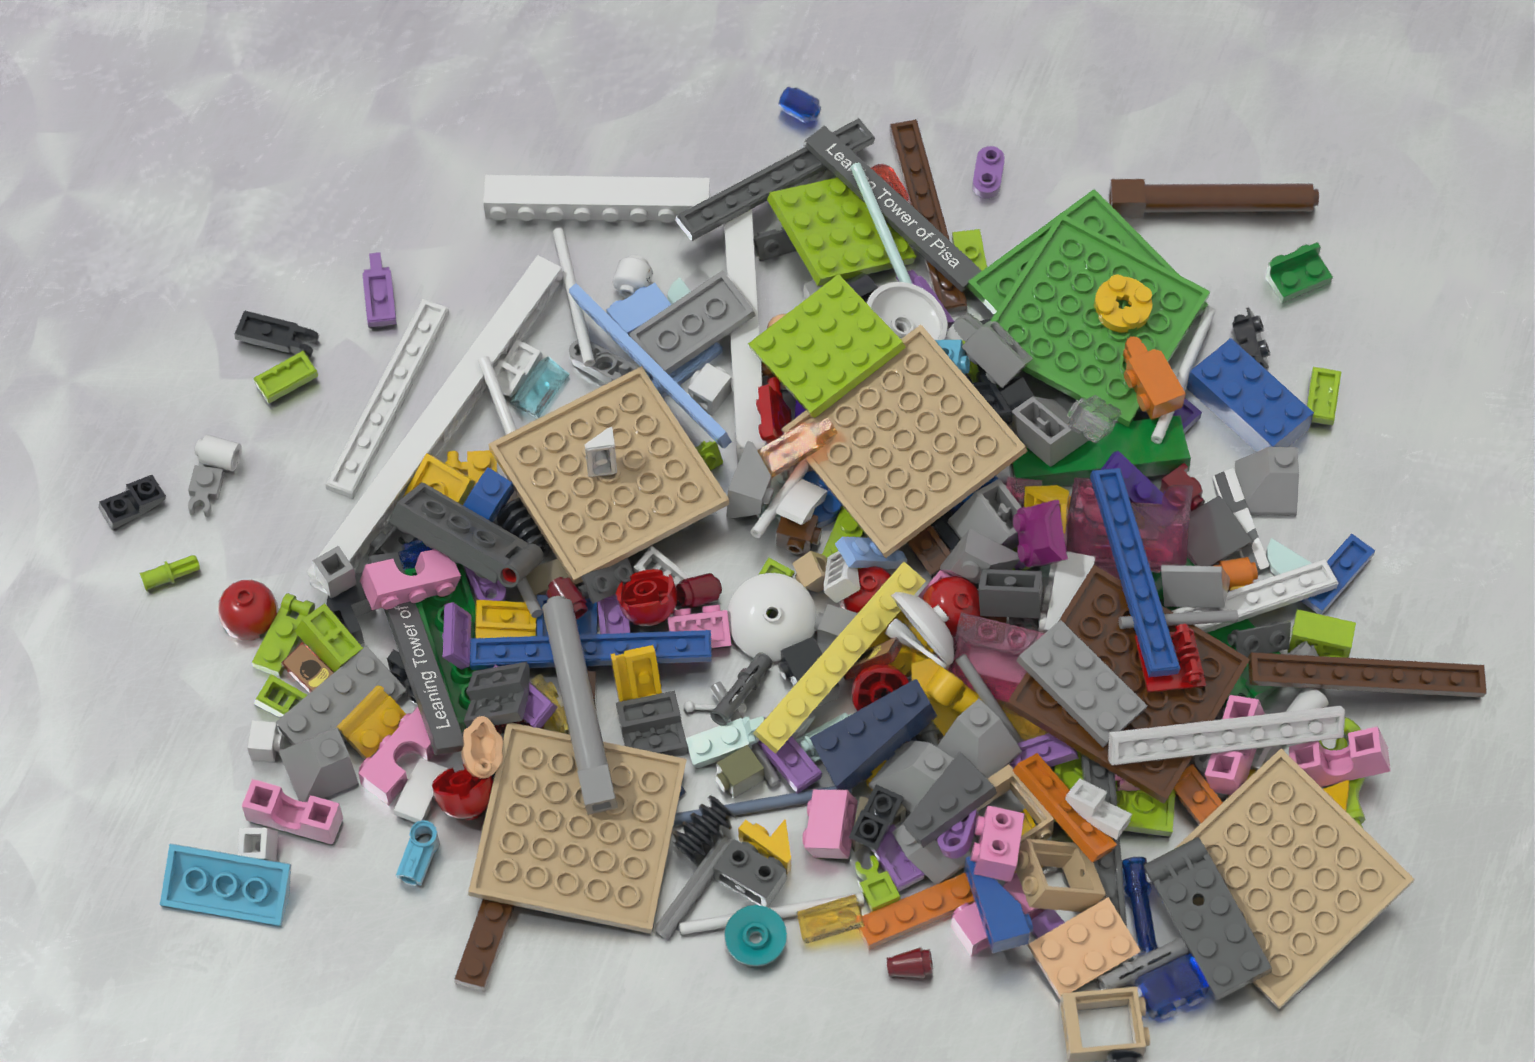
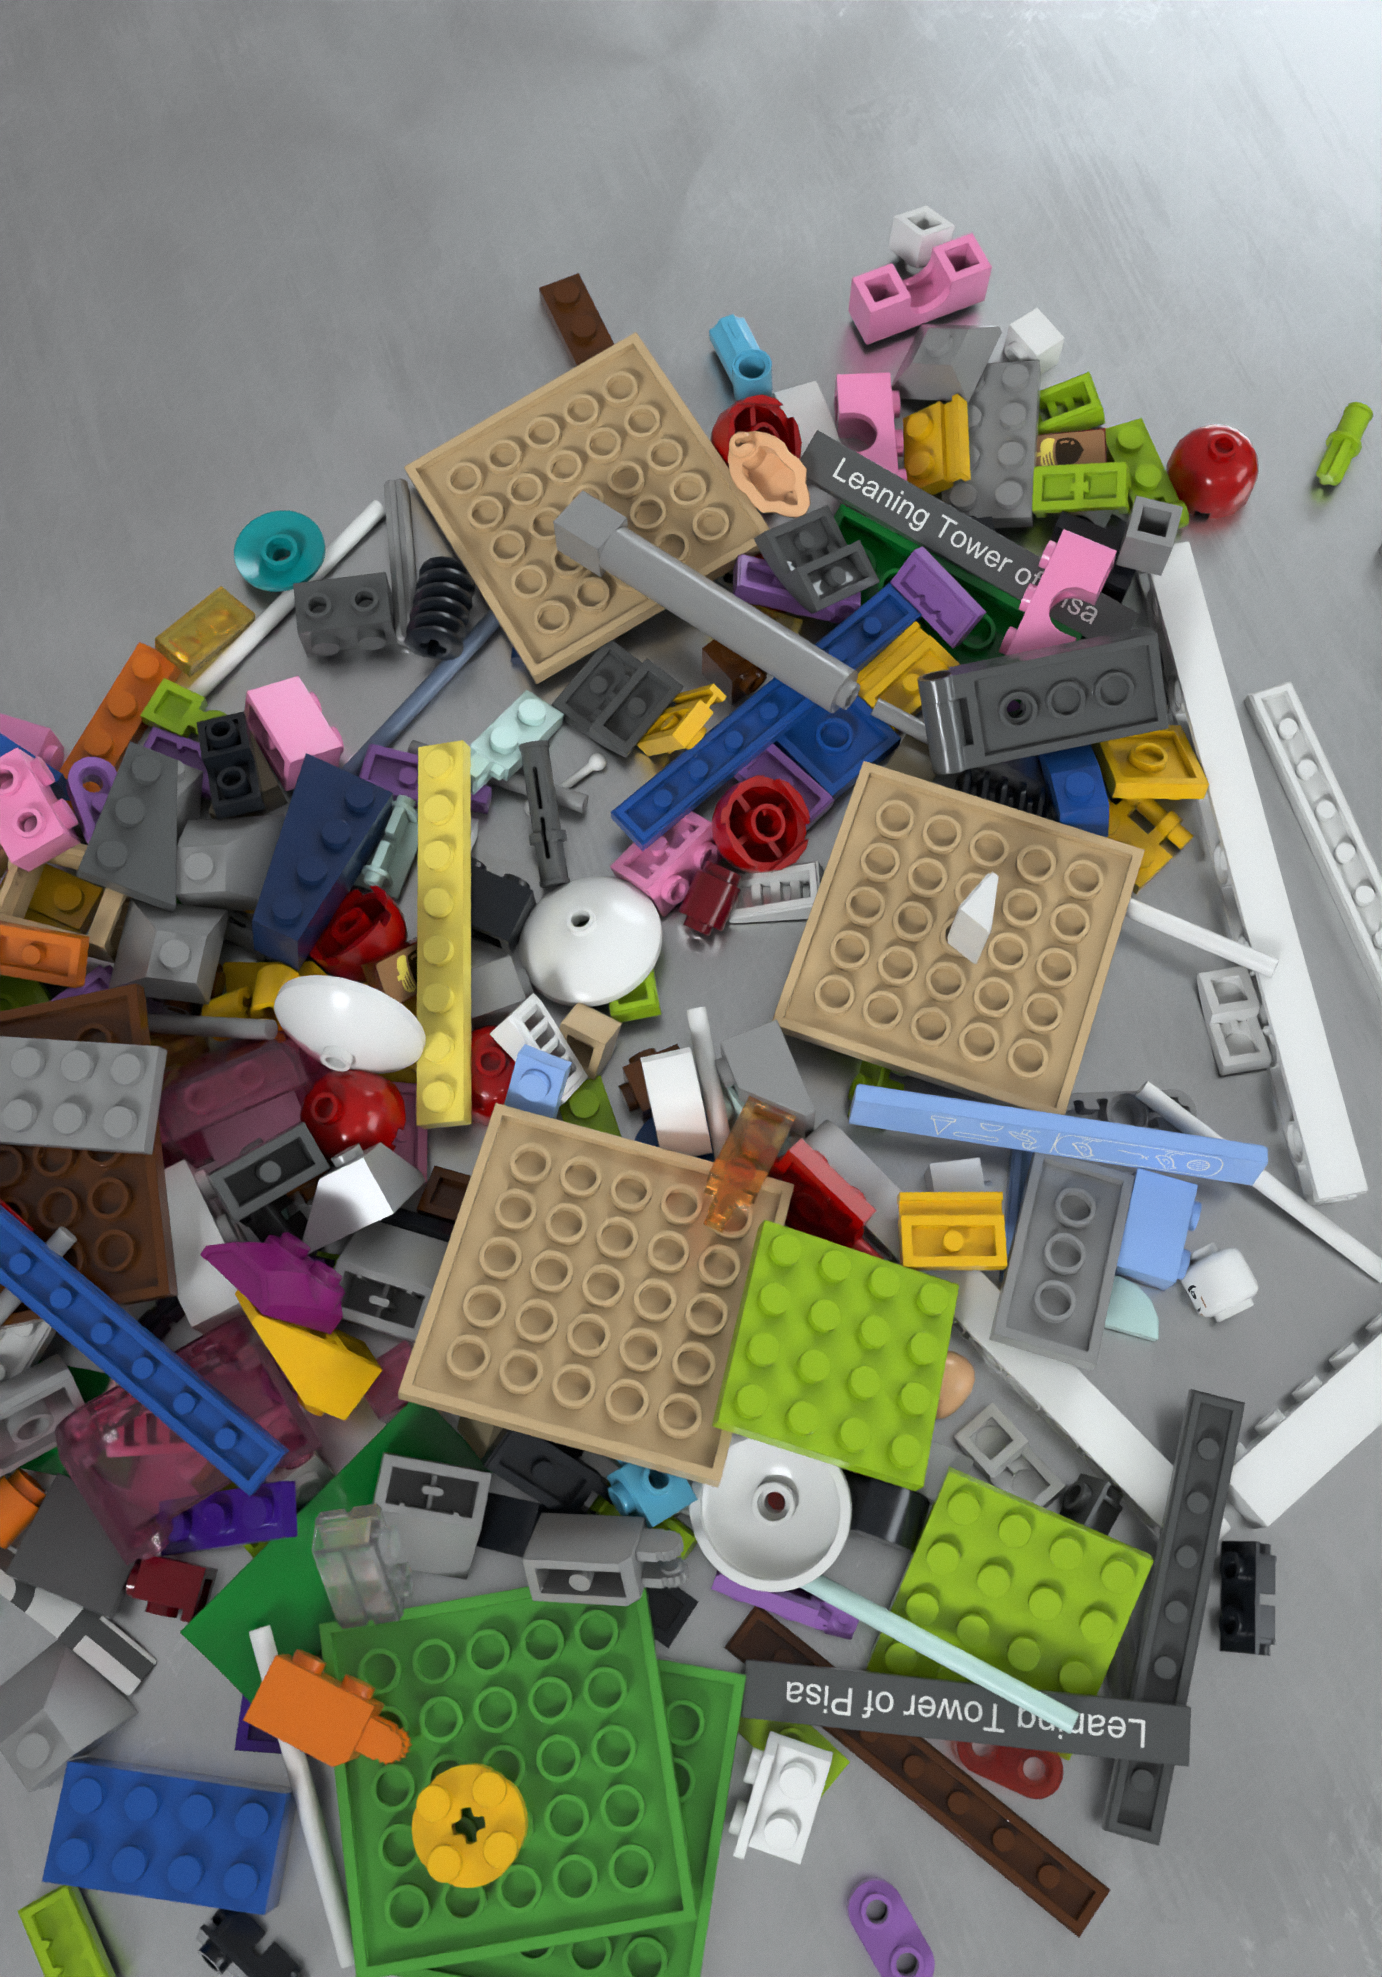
camera: 140 degrees right, 10 degrees up
(226, 884) = (910, 183): medium azure slope -> none
(540, 387) = (1175, 1023): clear light blue slope -> none
(567, 588) = (852, 742): dark red brick -> none
(605, 581) = (827, 806): dark grey hinge -> none
(730, 365) = (951, 1231): none -> yellow plate
(739, 771) = (460, 713): olive brick -> none
(743, 165) = (1246, 1573): none -> black hinge
(769, 846) = (344, 660): yellow slope -> none
(786, 281) = (1006, 1458): none -> white slope
(800, 104) = (1270, 1799): clear blue brick -> none
(911, 963) = (70, 658): dark red cone -> none
(991, 237) = (783, 1800): none -> white bracket

